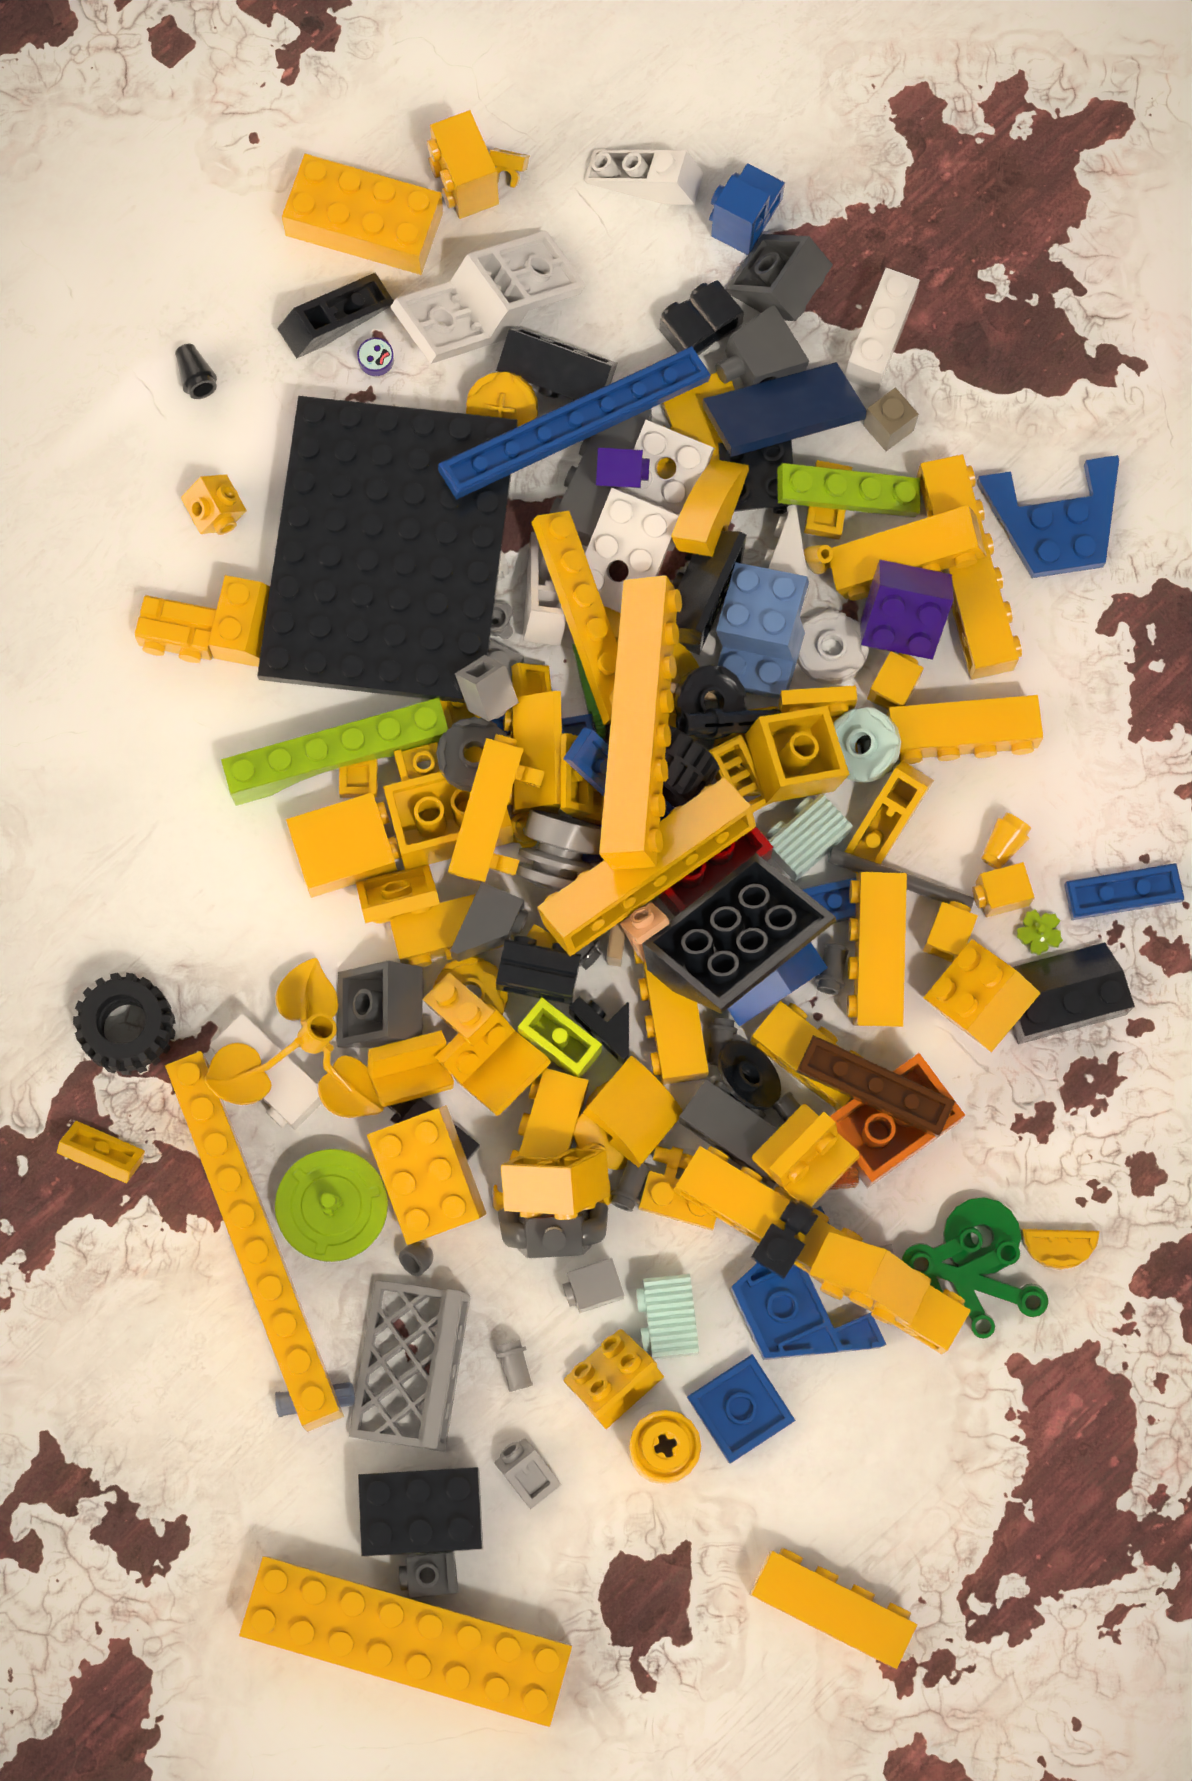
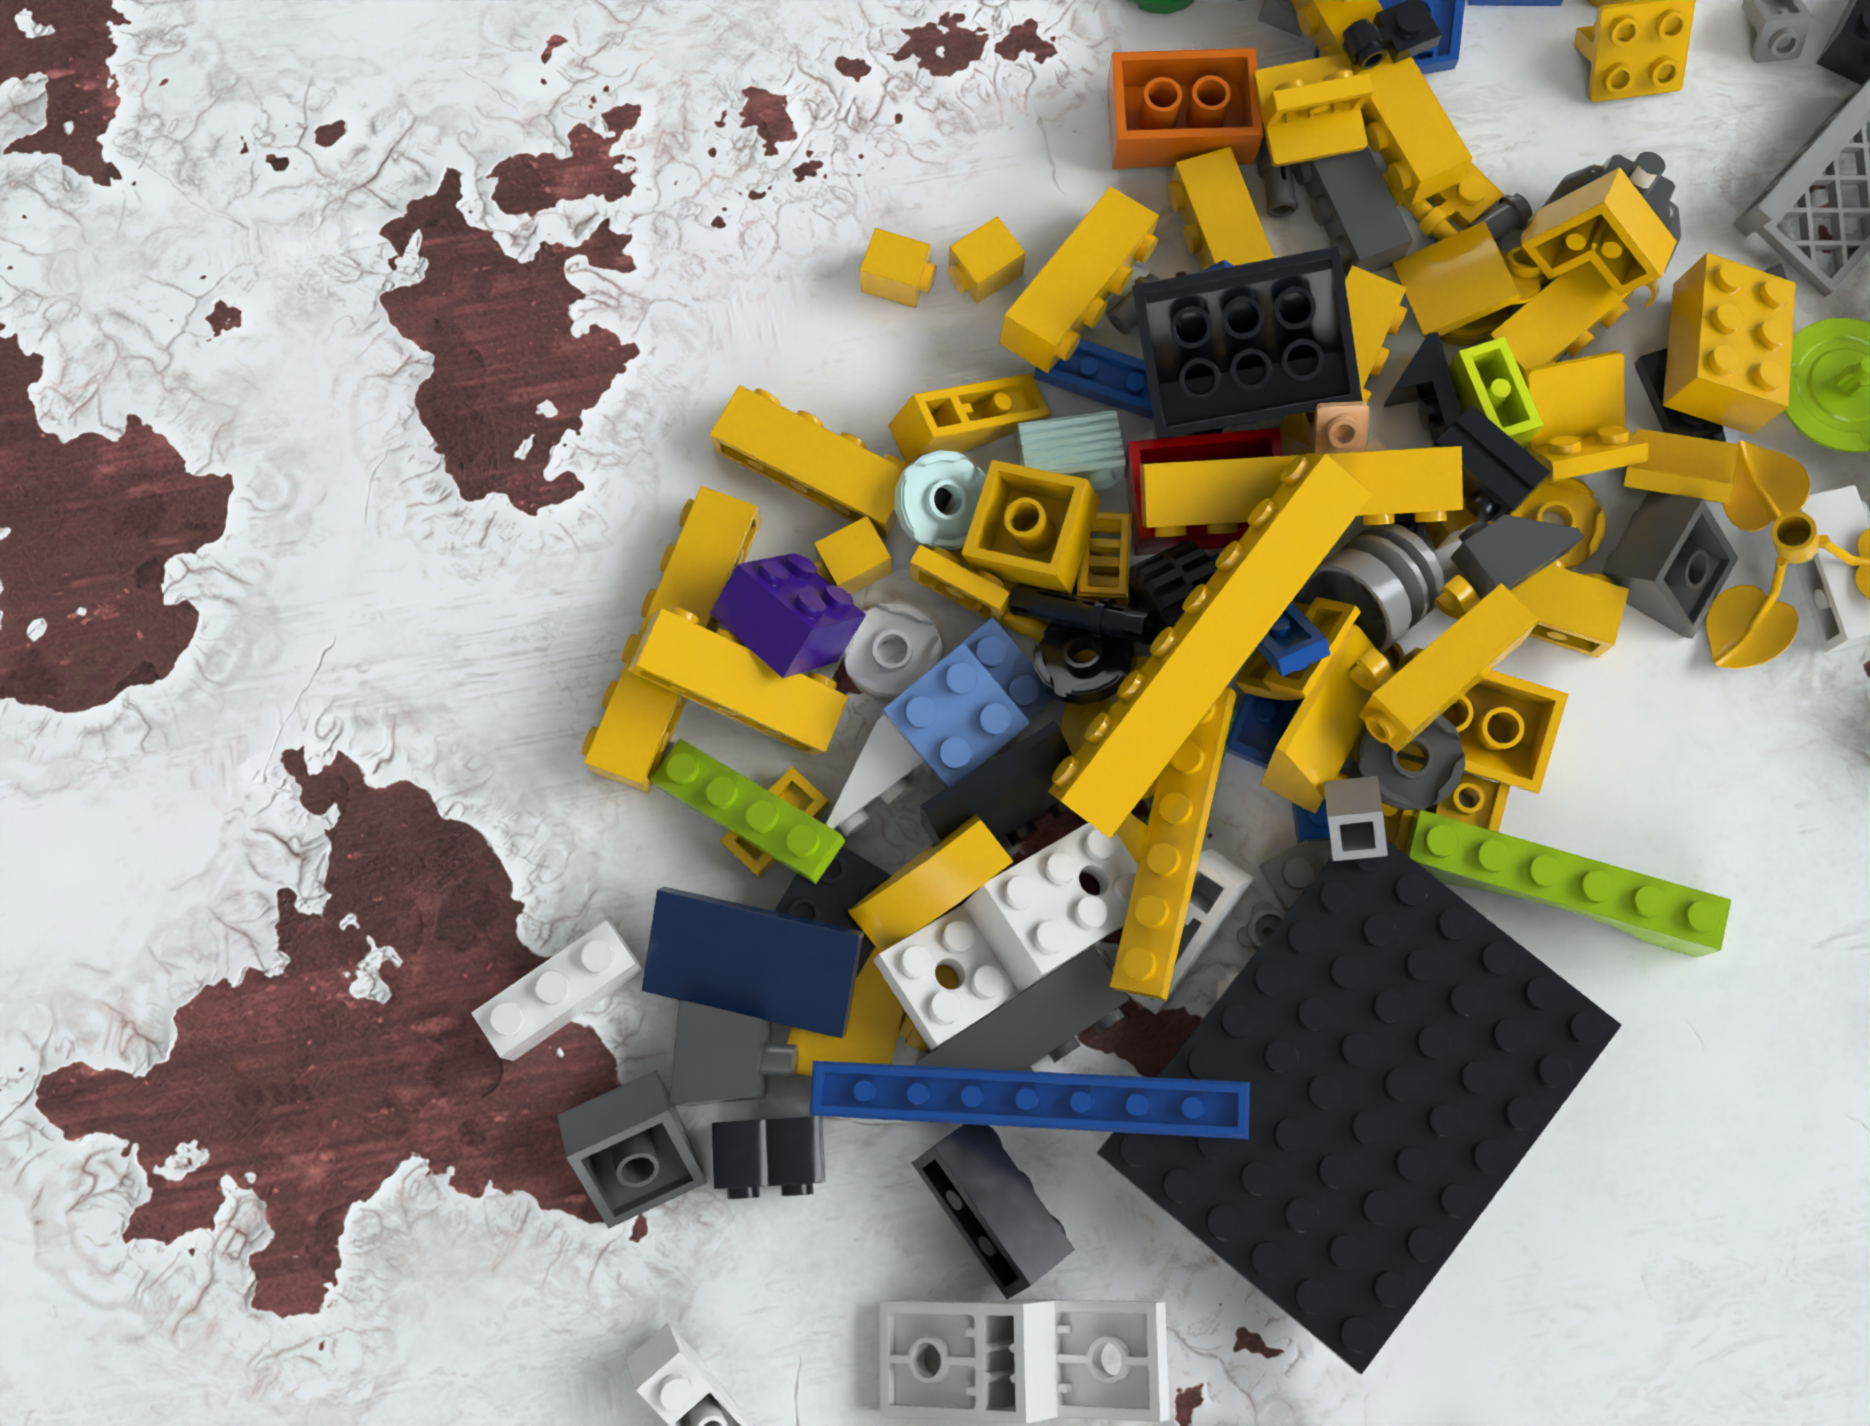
camera: 145 degrees left, 0 degrees up
(175, 628) = (1673, 1168): yellow brick -> none
(213, 504) = (1542, 1303): yellow brick -> none
(239, 621) = (1593, 1126): yellow slope -> none
(343, 844) = (1616, 772): yellow brick -> none
(358, 779) = (1551, 830): yellow plate -> none
(375, 356) = (1208, 1384): tile -> none
(397, 894) = (1592, 662): yellow plate -> none
(461, 1009) = (1591, 488): yellow plate -> none
(503, 397) = (1092, 1201): yellow tile -> none
(514, 1365) = (1728, 130): light grey pin -> none
(530, 679) = (1273, 823): yellow tile -> none
(593, 1286) = (1597, 137): light grey brick -> none
(621, 468) = (1012, 996): dark purple brick -> none
(669, 1316) = (1539, 72): light aqua brick -> none
(745, 207) = (606, 1267): blue brick -> none
(749, 1075) = (1307, 227): black dish -> none
(818, 558) = (840, 751): yellow arm -> none
(875, 1086) = (1190, 129): reddish brown tile -> none
(890, 419) = (631, 868): dark tan brick -> none
(913, 883) = (990, 338): dark grey bar -> none
(982, 995) = (1008, 157): yellow brick -> none
(1005, 840) = (855, 319): yellow cone -> none
(1039, 932) = (886, 213): lime plant -> none
(1062, 533) = (534, 614): blue wing -> none
(1074, 992) = (908, 130): black slope -> none
(1124, 891) = (767, 198): blue tile -> none

